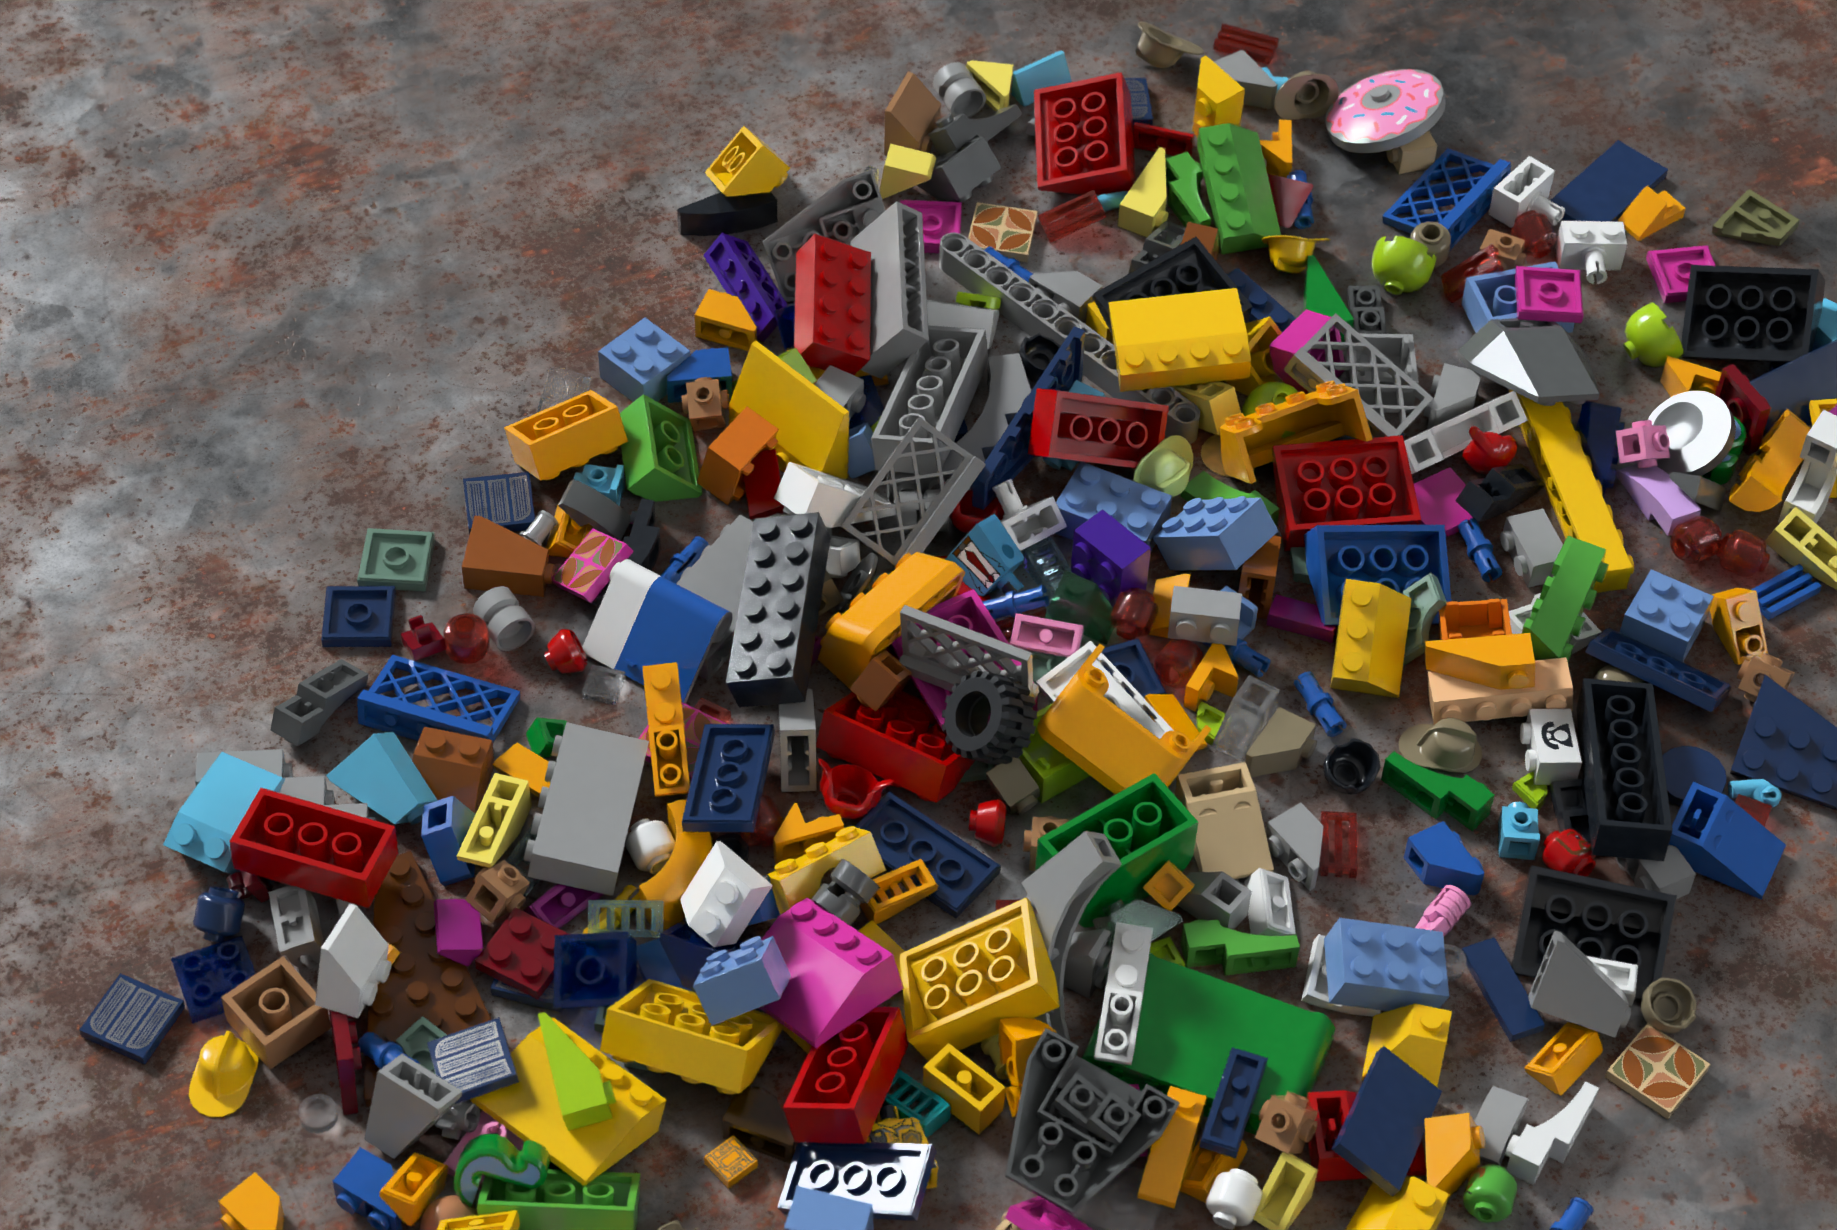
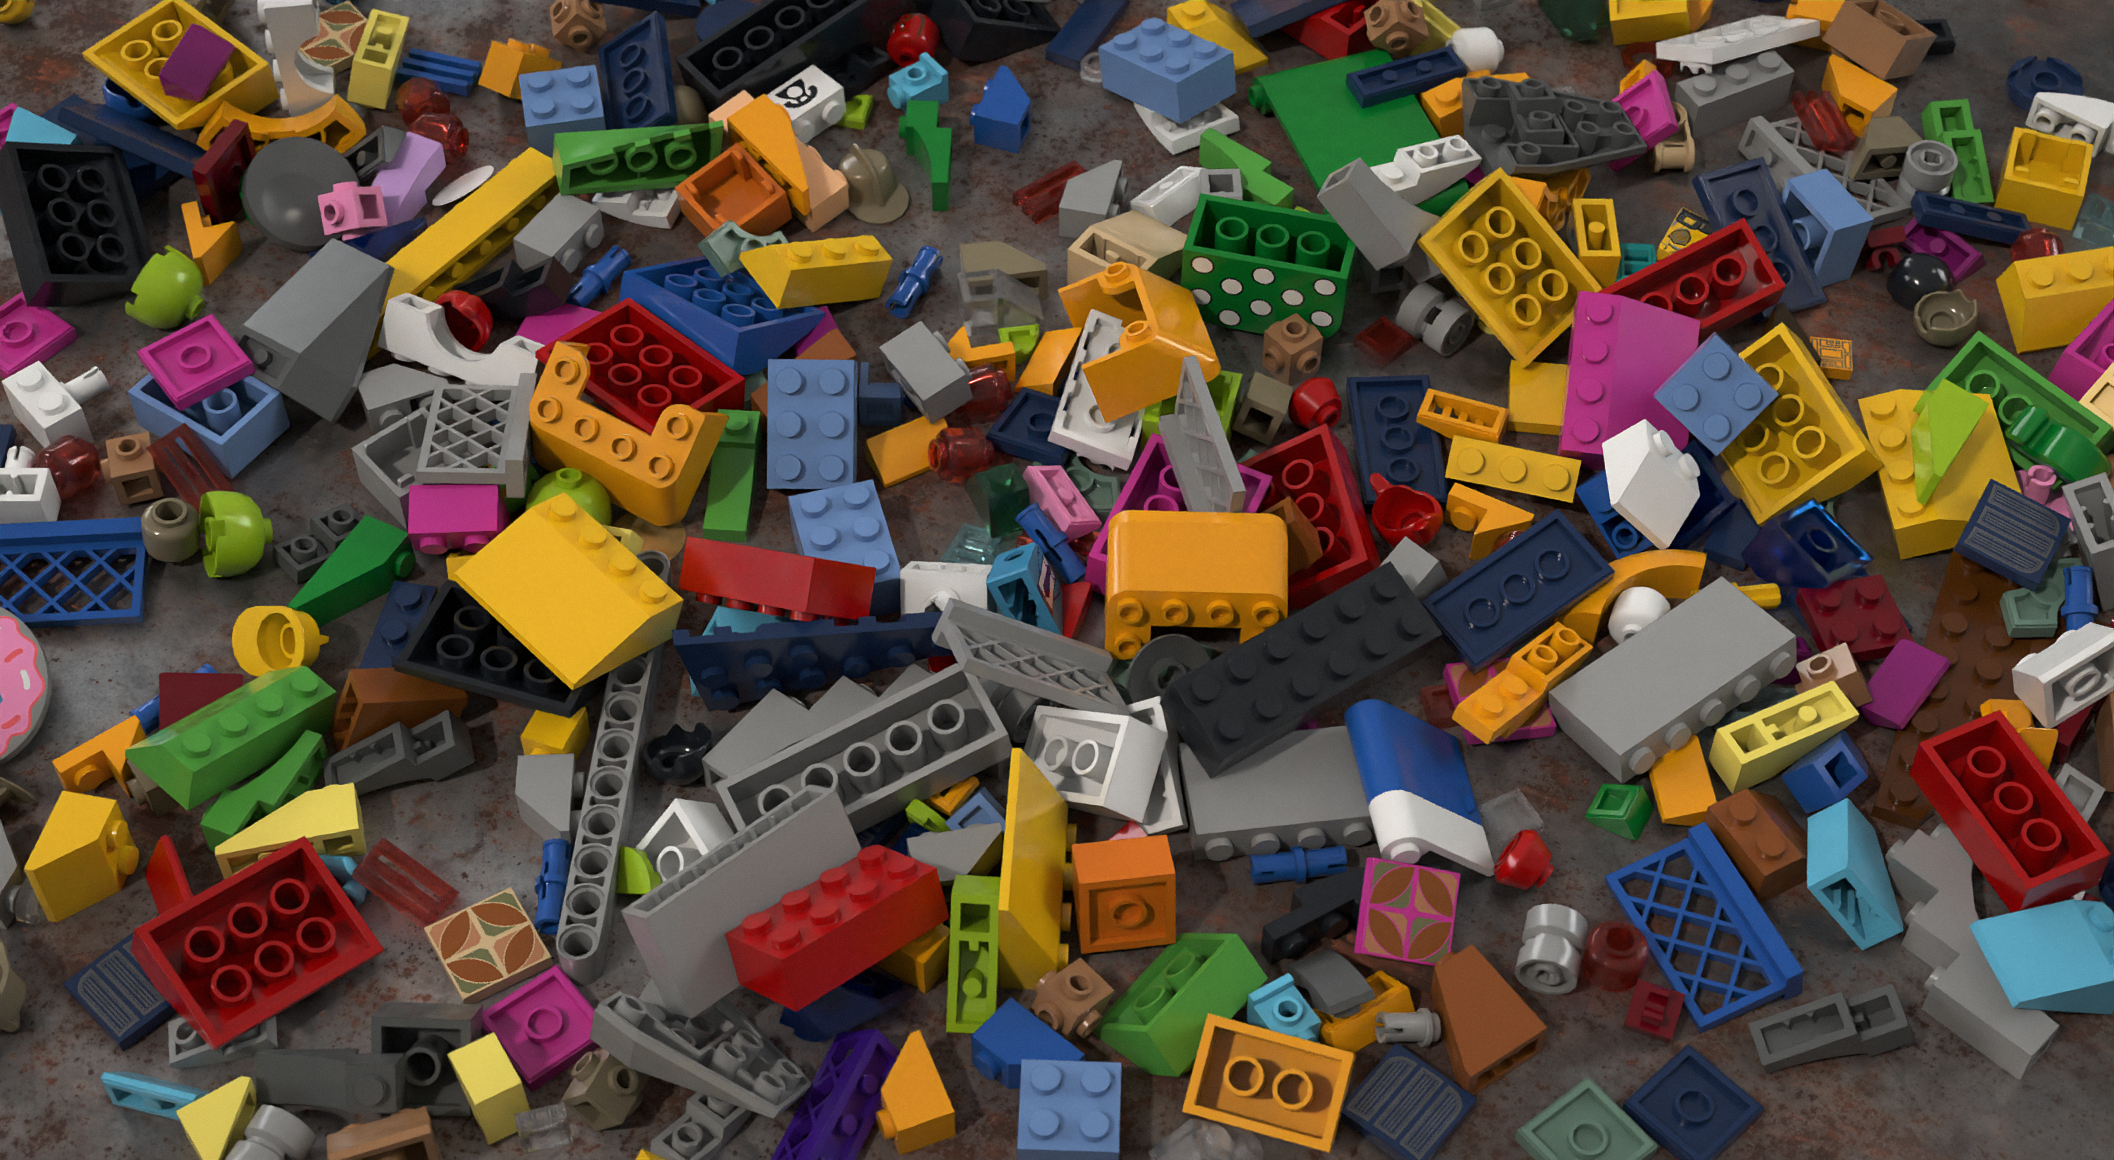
camera: 130 degrees left, 0 degrees up
(656, 906) = (1733, 549): clear light blue slope -> none
(846, 892) = (1528, 419): dark grey wheel -> none
(1009, 721) = (1257, 403): black tyre -> none
(1110, 556) = (923, 497): dark purple brick -> none
(1166, 466) = (753, 526): yellowish green piece -> none
(1351, 766) = (970, 212): black hair -> none
(1445, 910) = (1062, 87): bright pink hinge -> none
(1634, 528) = (463, 185): none -> white sticker

